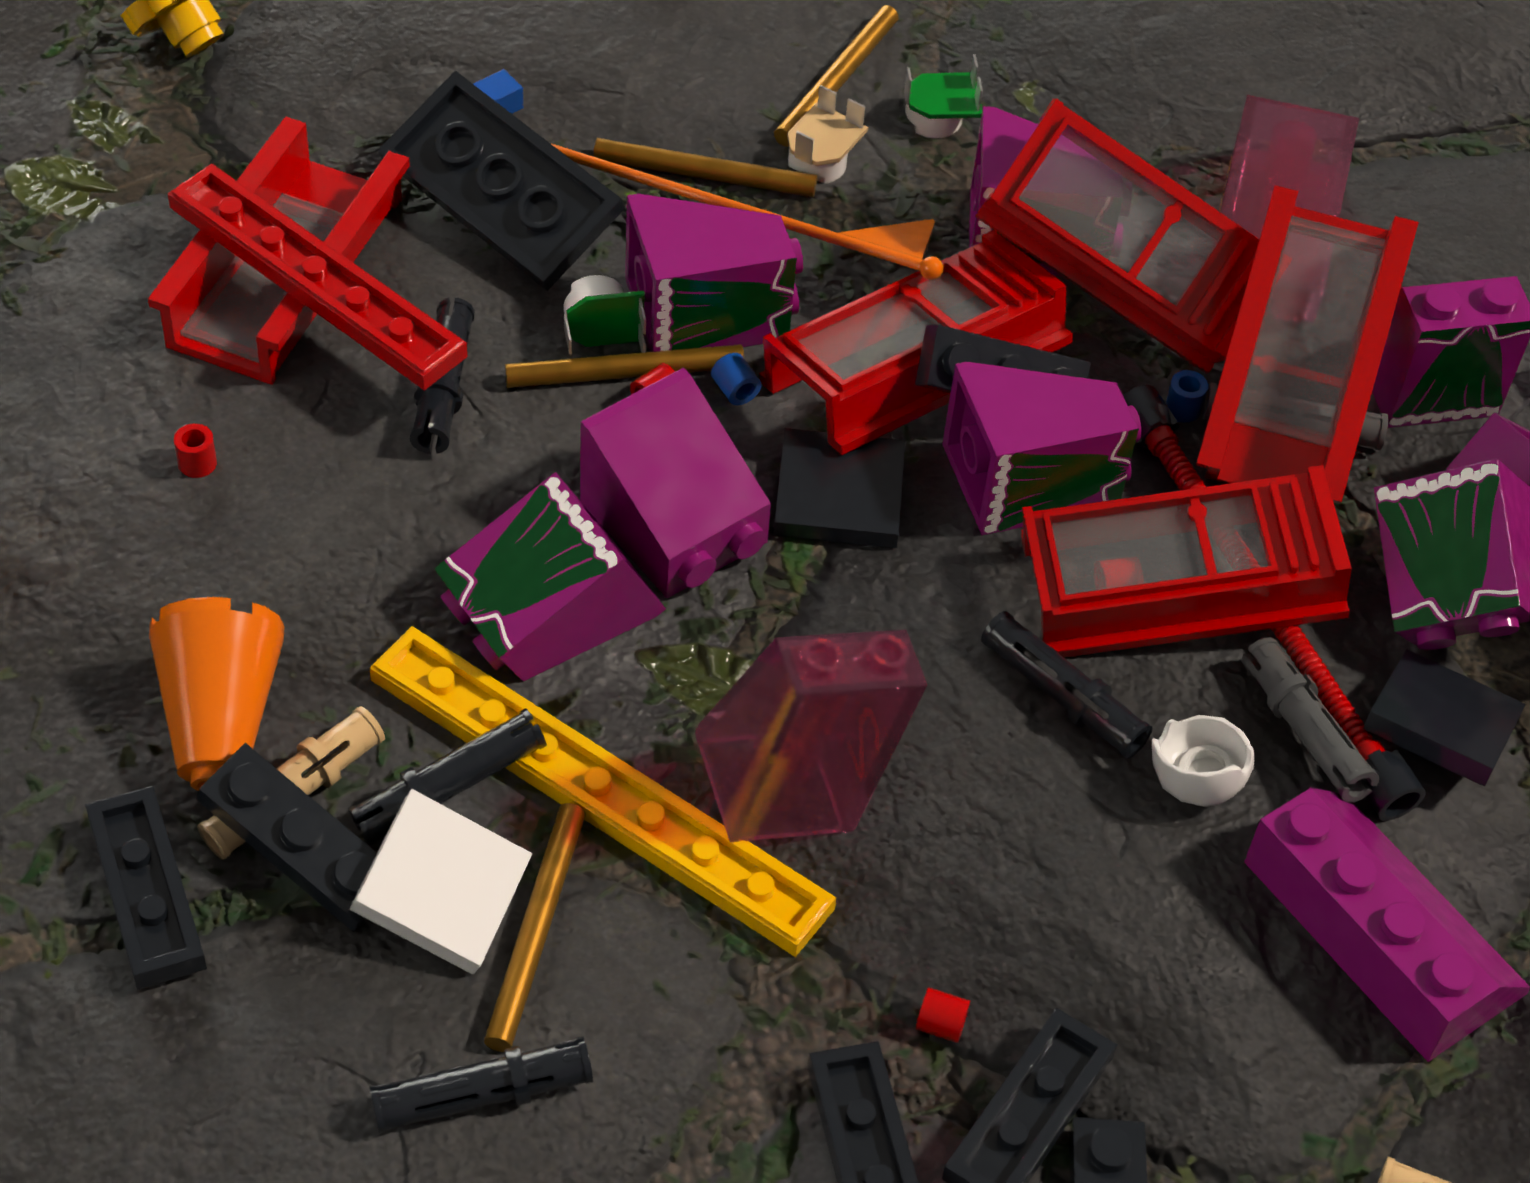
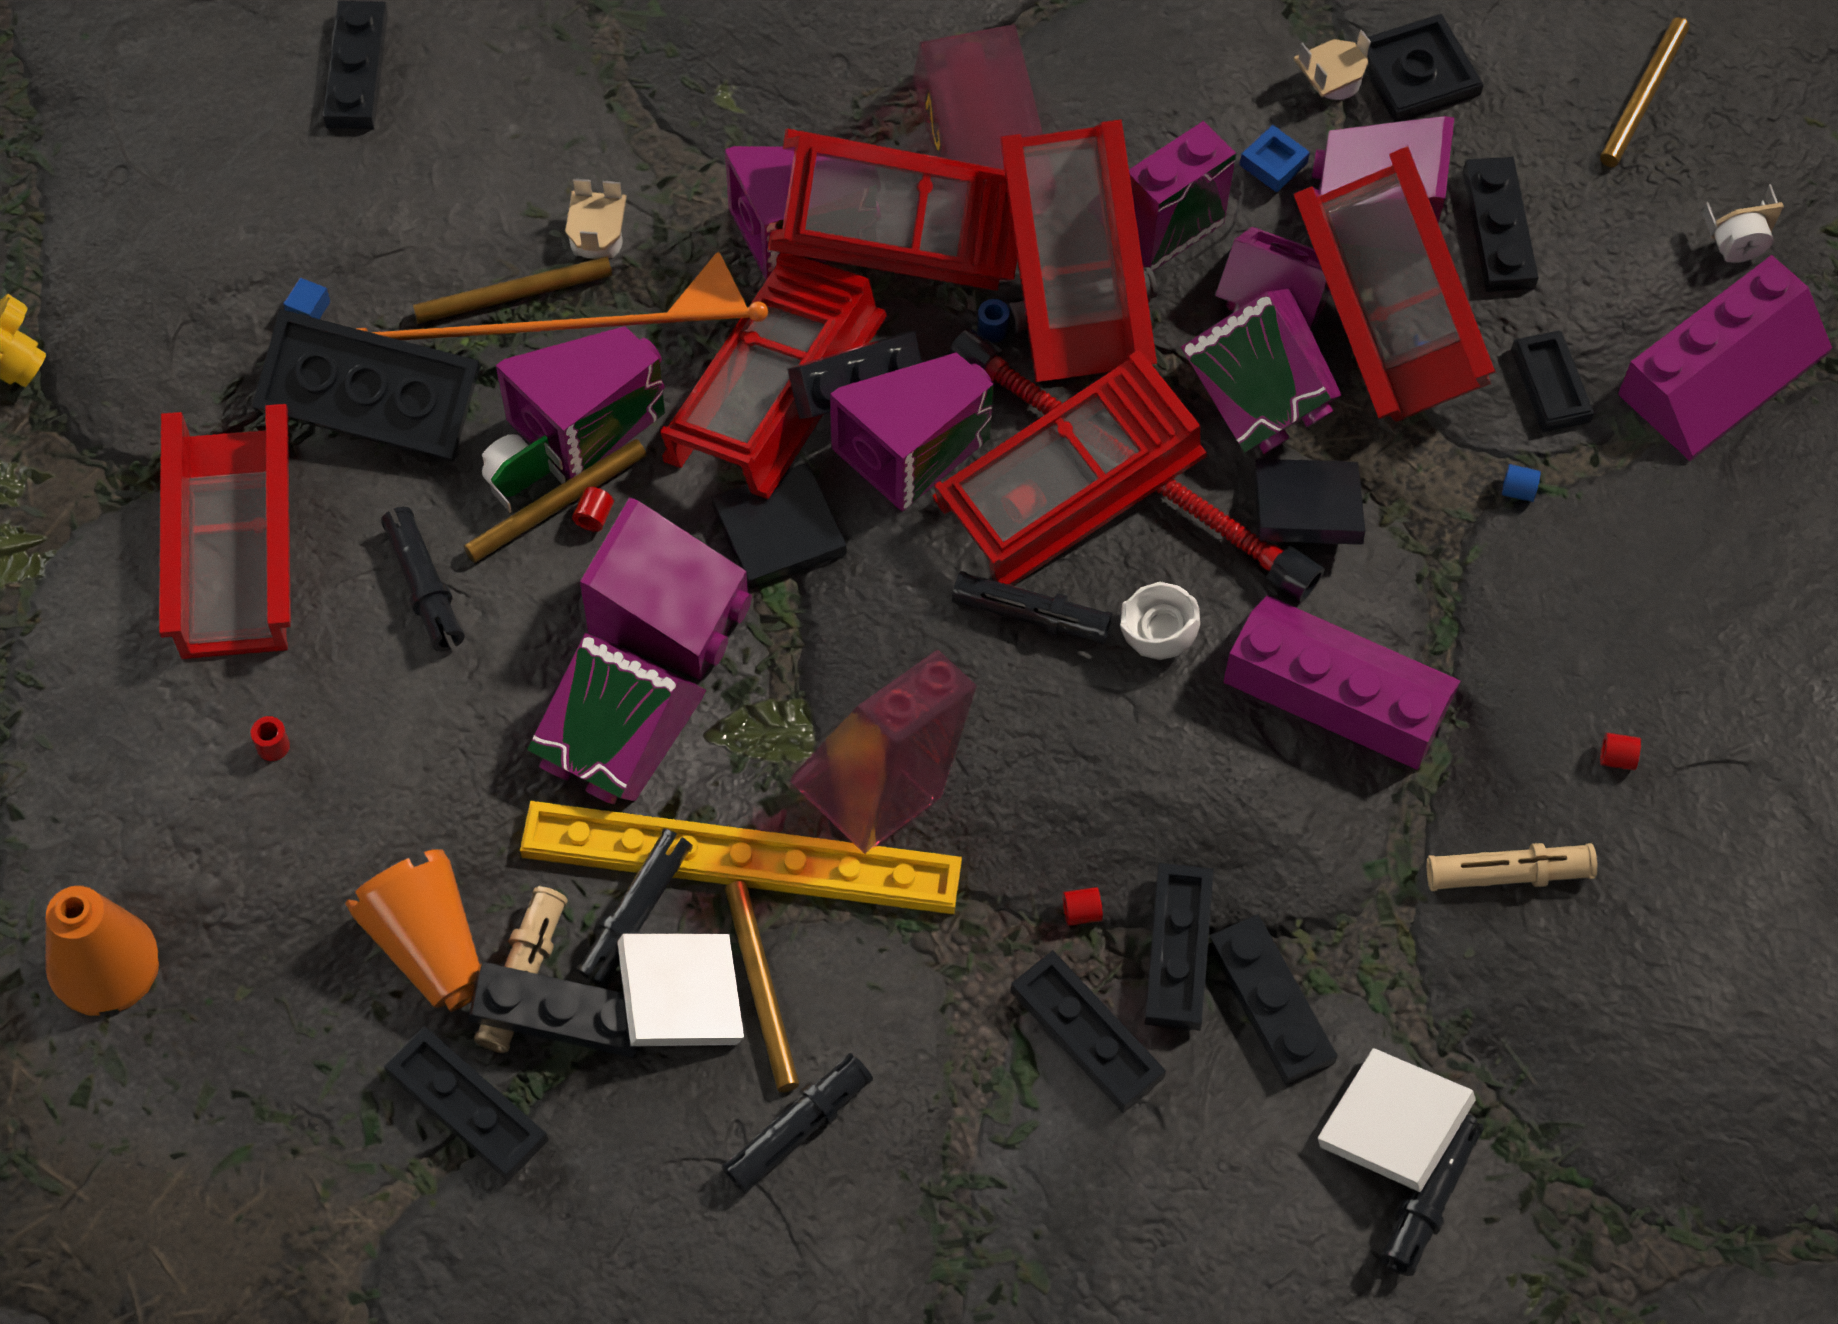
camera: 25 degrees left, 10 degrees up
(318, 276) = (282, 547): red tile -> none
(736, 379) = (649, 471): blue piece -> none
(842, 67) = (567, 151): pearl gold bar -> none
(941, 100) = (669, 138): green piece -> none
(1297, 702) = (1200, 540): dark grey pin -> none

